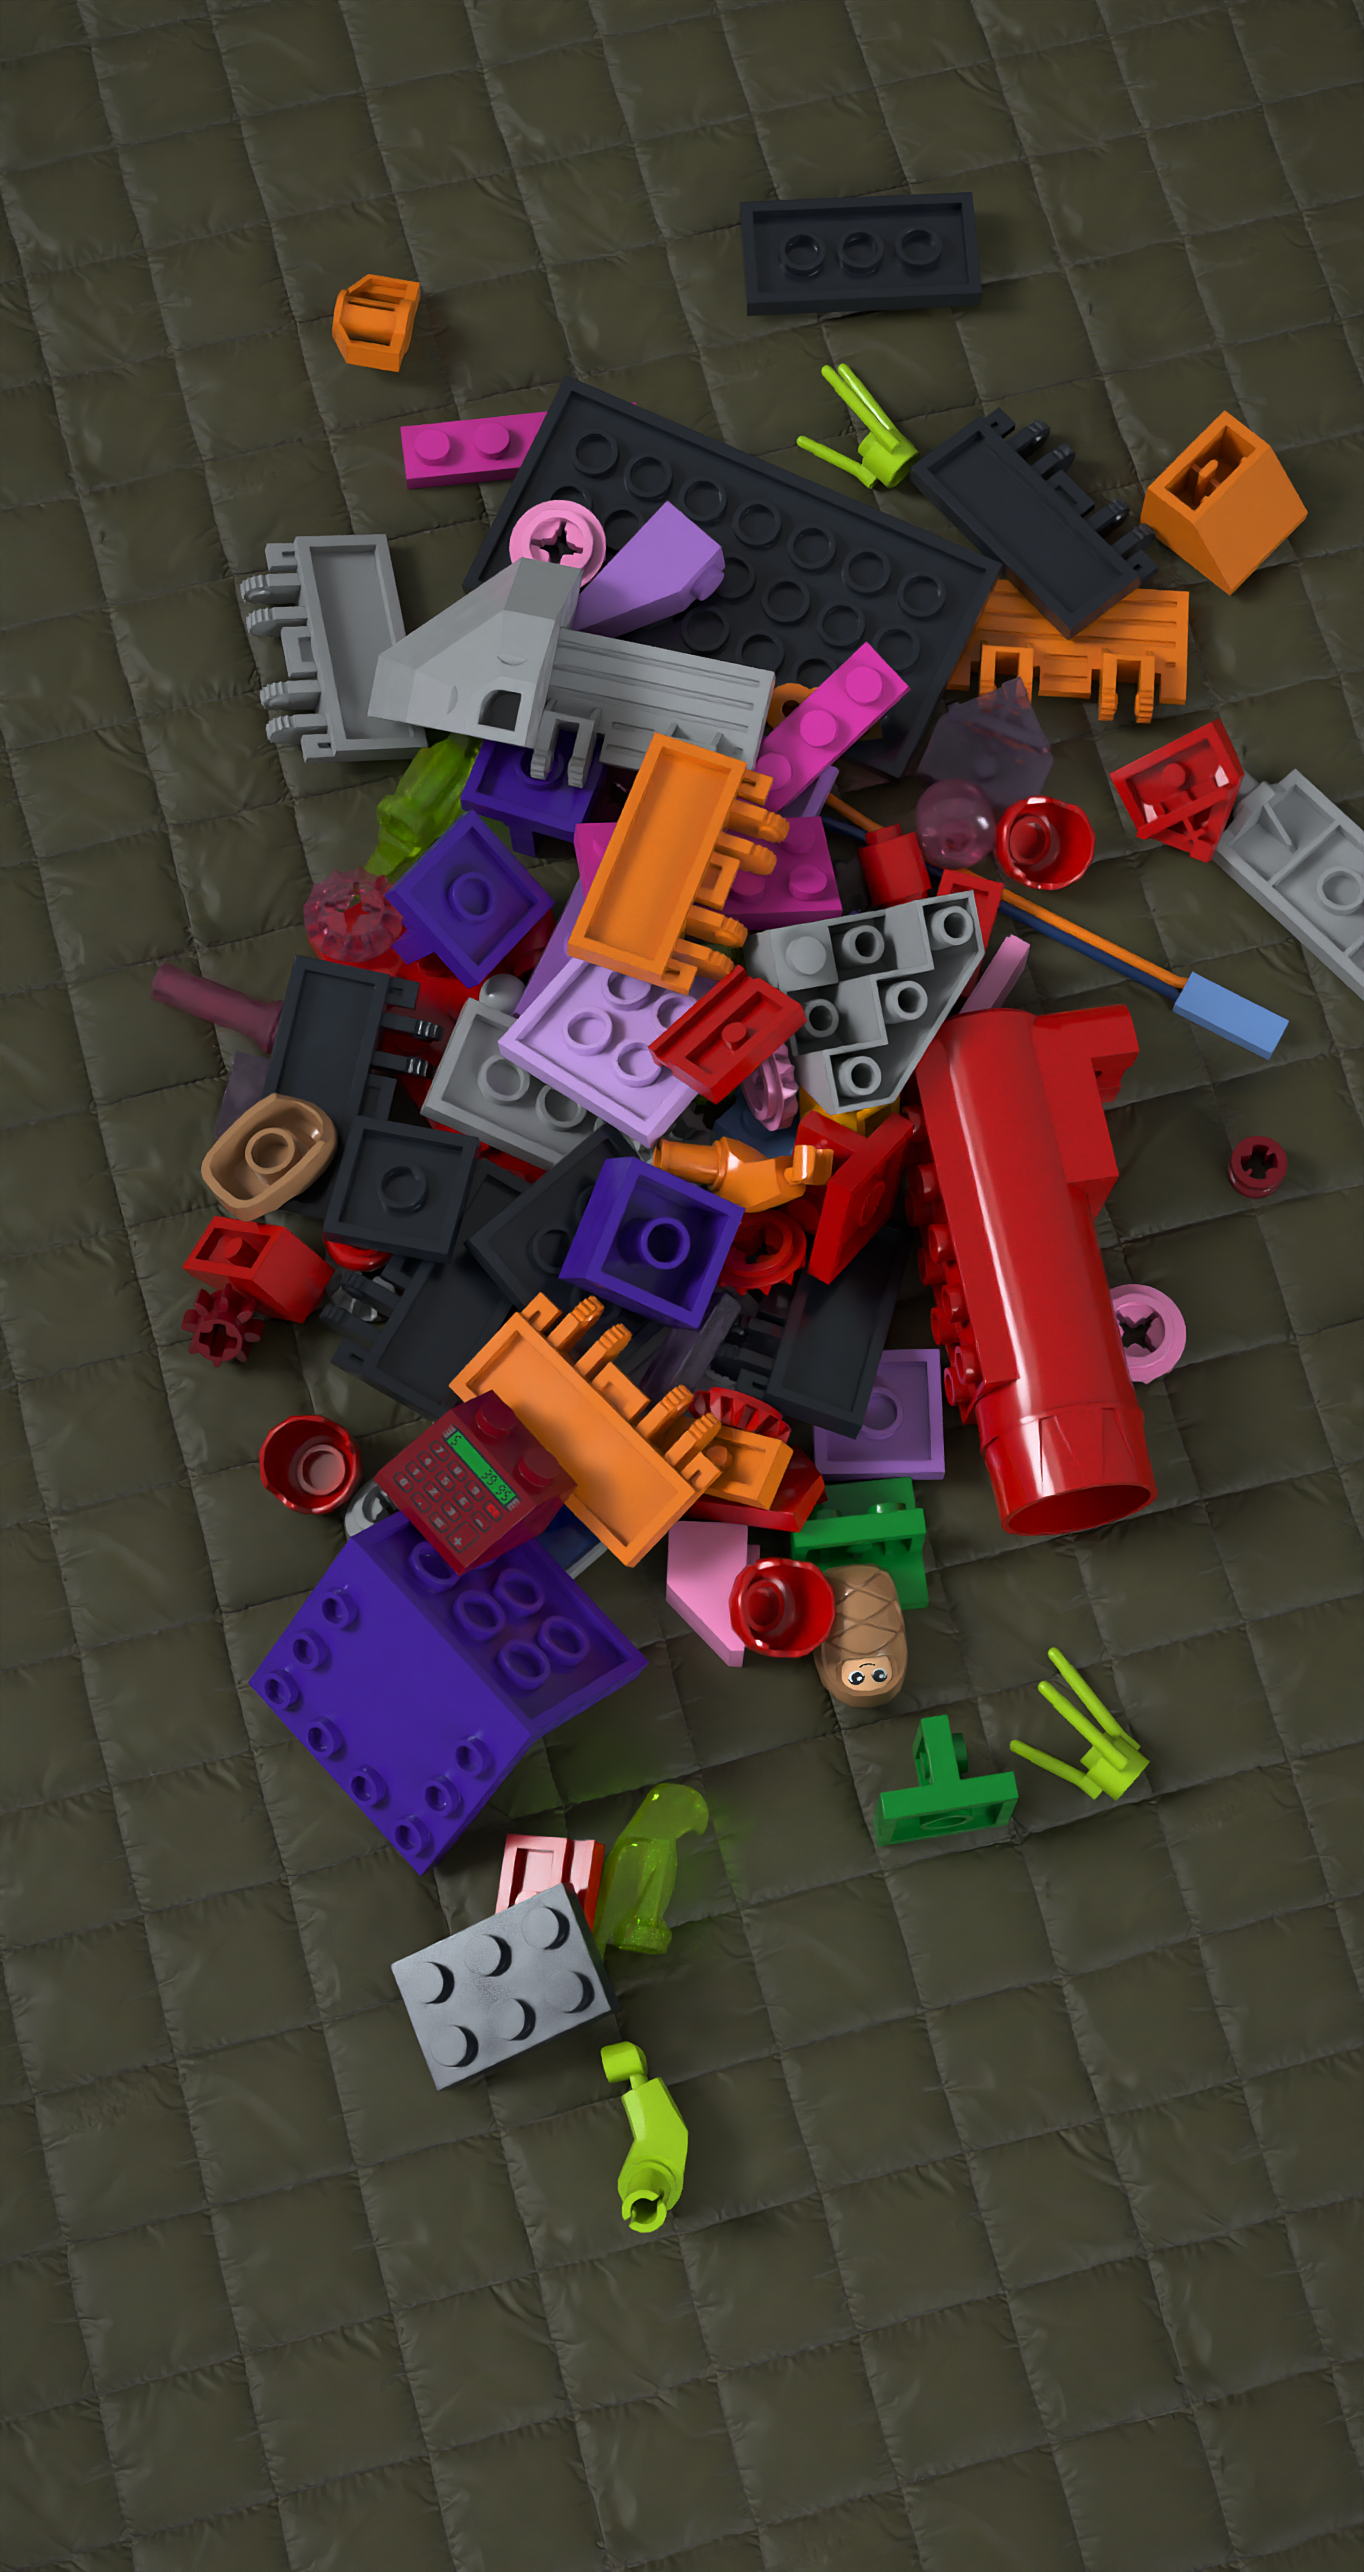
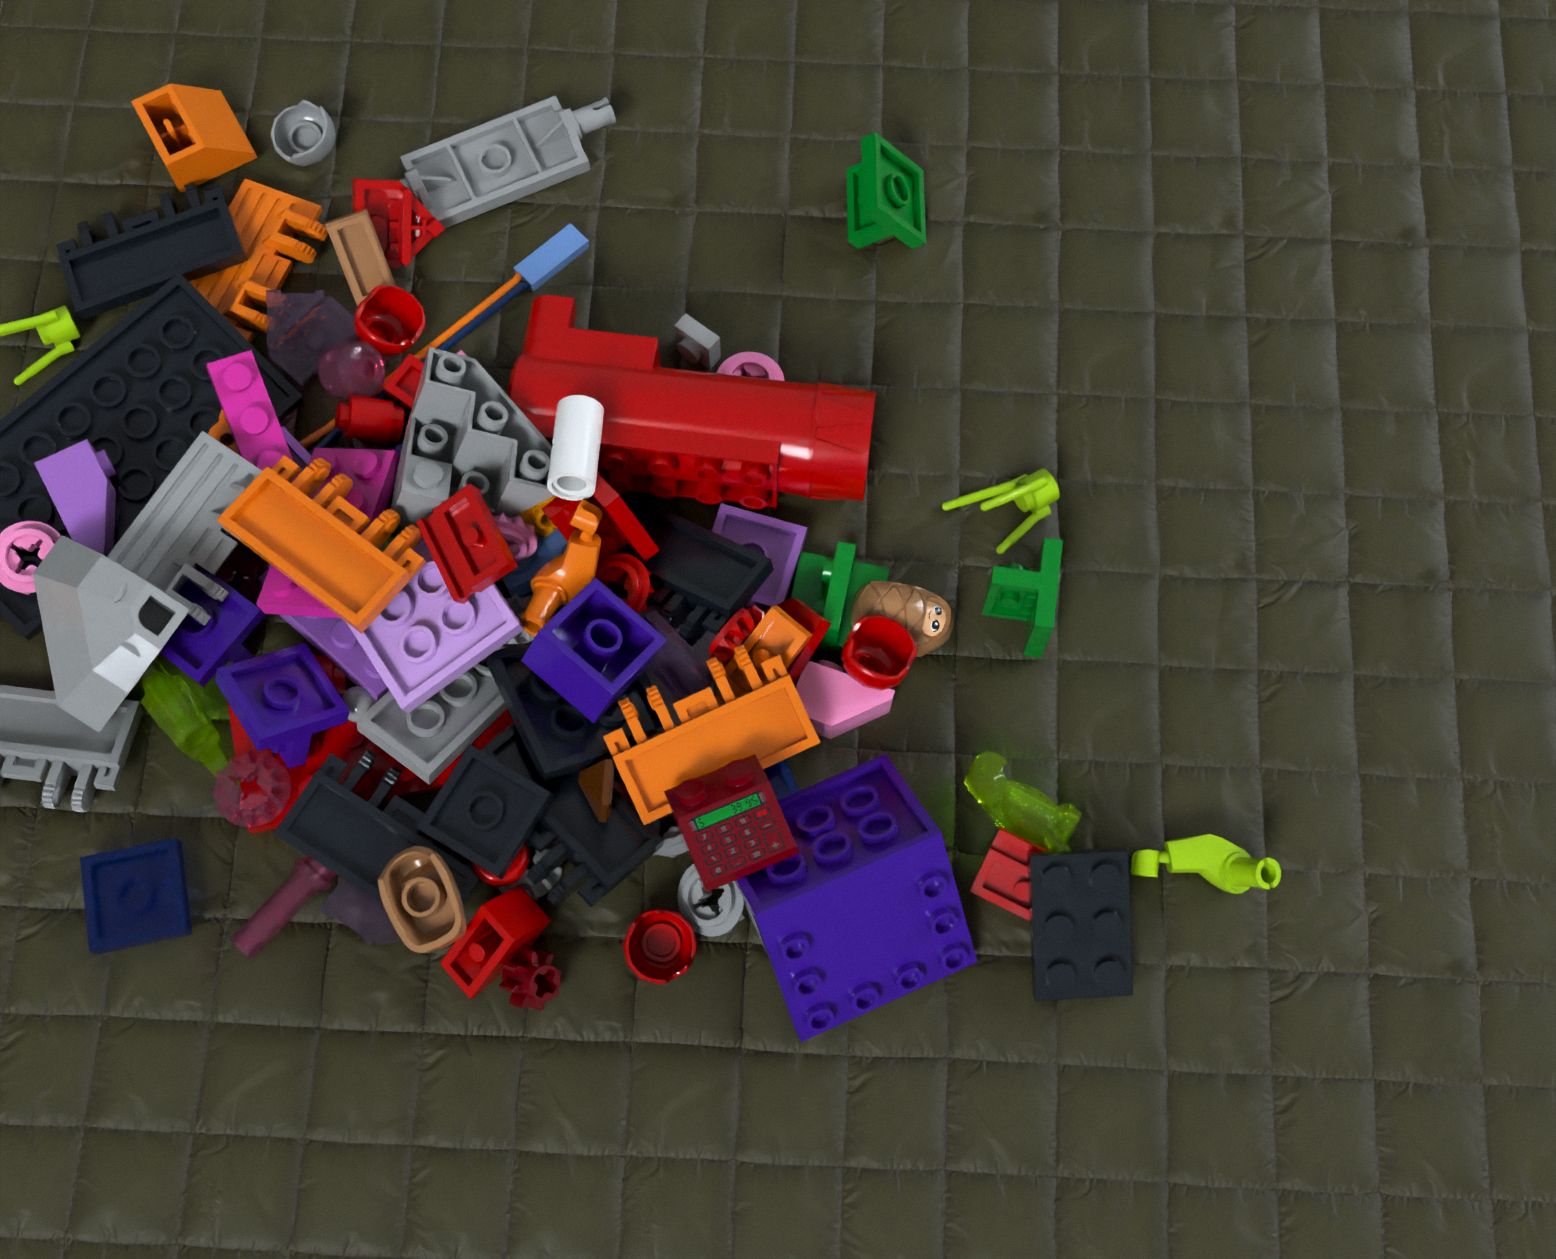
camera: 70 degrees left, 0 degrees up
(185, 838) = (135, 896): none -> clear blue plate
(478, 1318) = (597, 787): none -> reddish brown slope
(900, 1117) = (575, 448): none -> white pin
(1123, 773) = (359, 253): none -> medium nougat tile
(1164, 1242) = (697, 342): none -> light grey plate
(1272, 1154) = (669, 286): dark red bush -> none
(1280, 637) = (303, 134): none -> light grey hair

